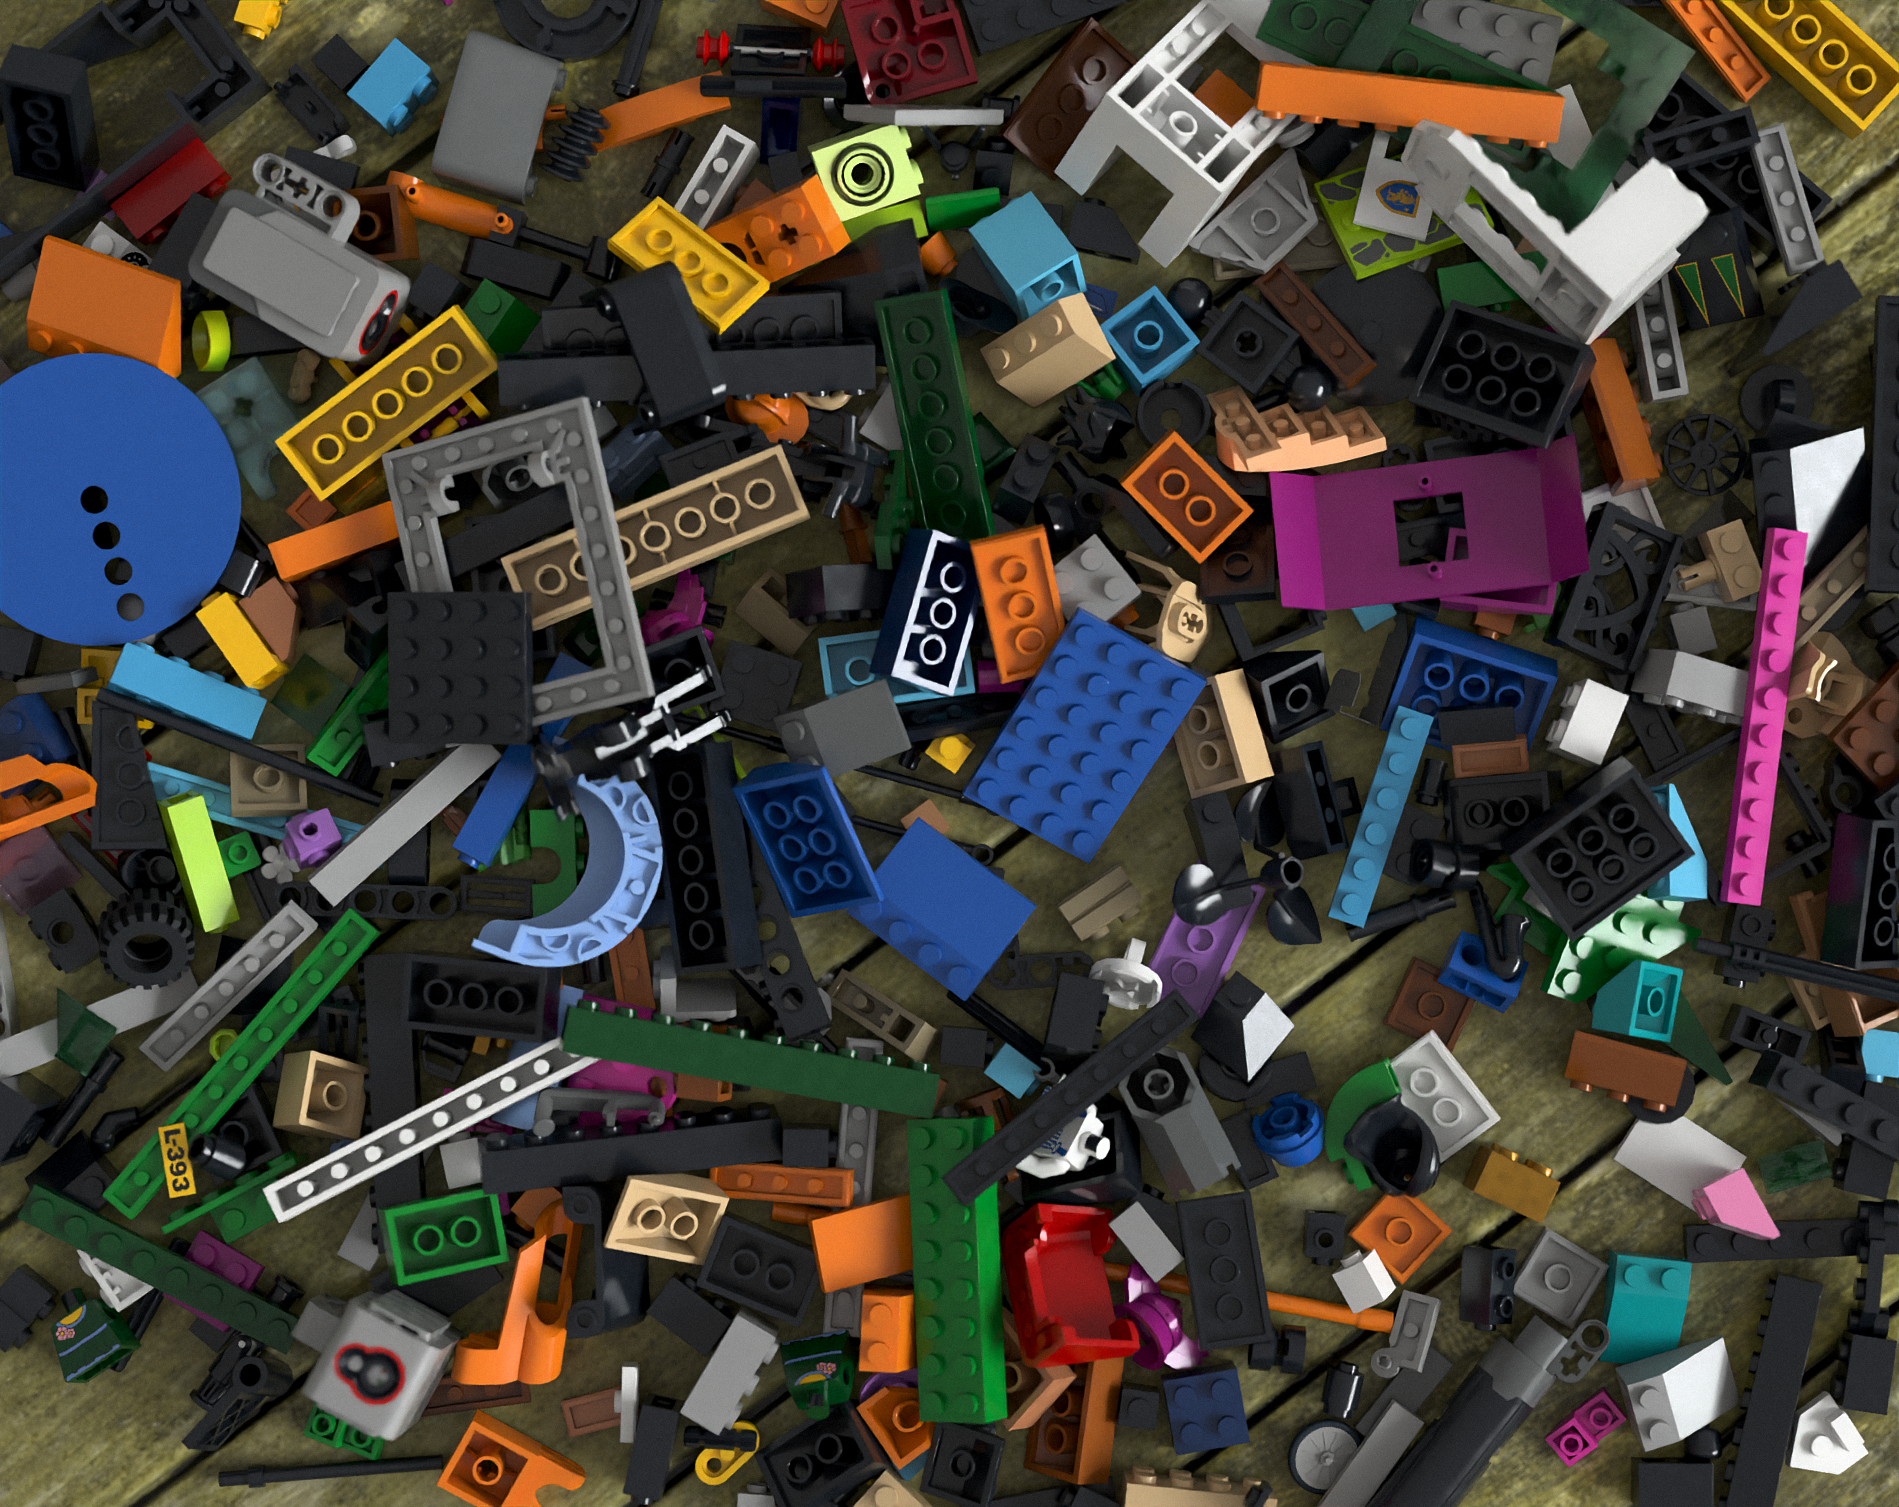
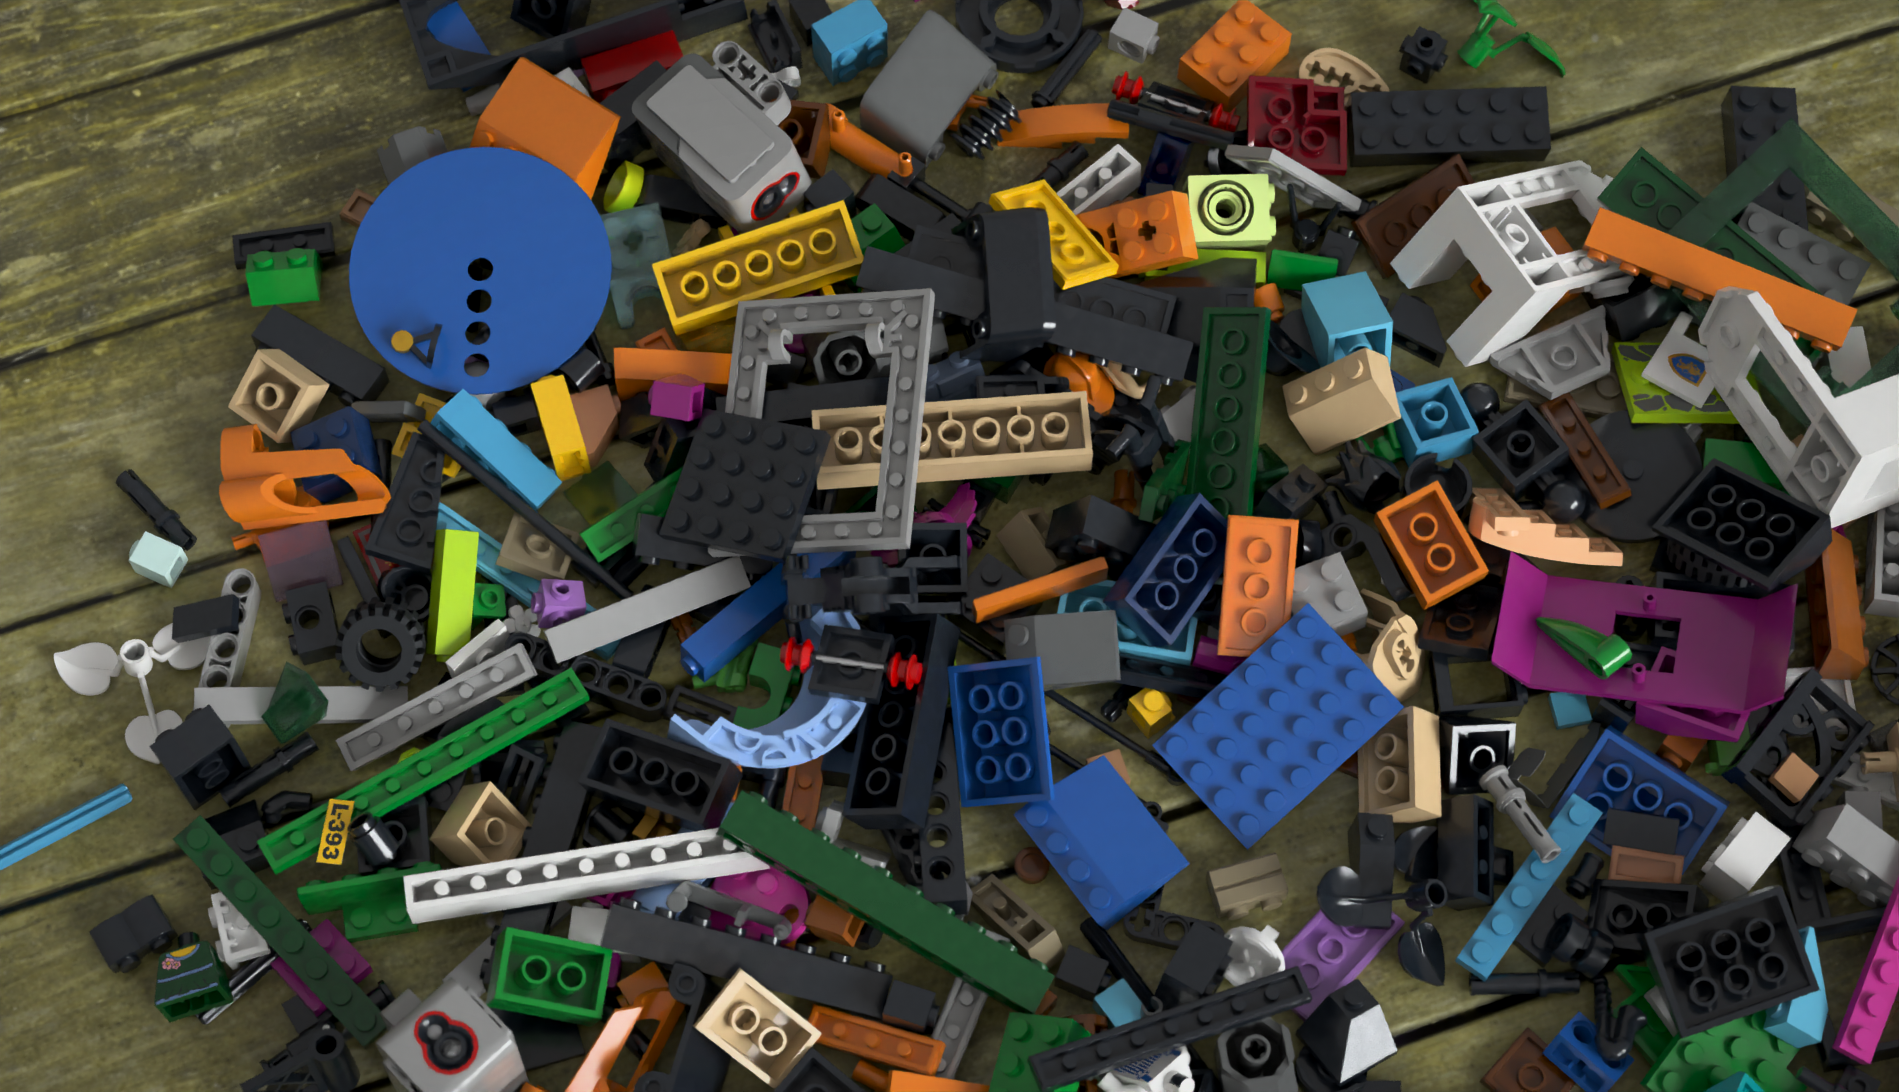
camera: 20 degrees right, 20 degrees down
(44, 608) = (404, 342): none -> piece
(250, 913) = (479, 649): none -> white plate
(355, 585) = (677, 397): none -> magenta slope
(634, 825) = (851, 664): none -> black plate
(798, 671) = (1039, 589): none -> orange tile
(876, 950) = (1031, 865): none -> reddish brown tile
(1322, 719) = (1512, 802): none -> light grey pin
(1380, 554) = (1589, 647): none -> green piece
(1616, 625) = (1793, 777): none -> medium nougat tile

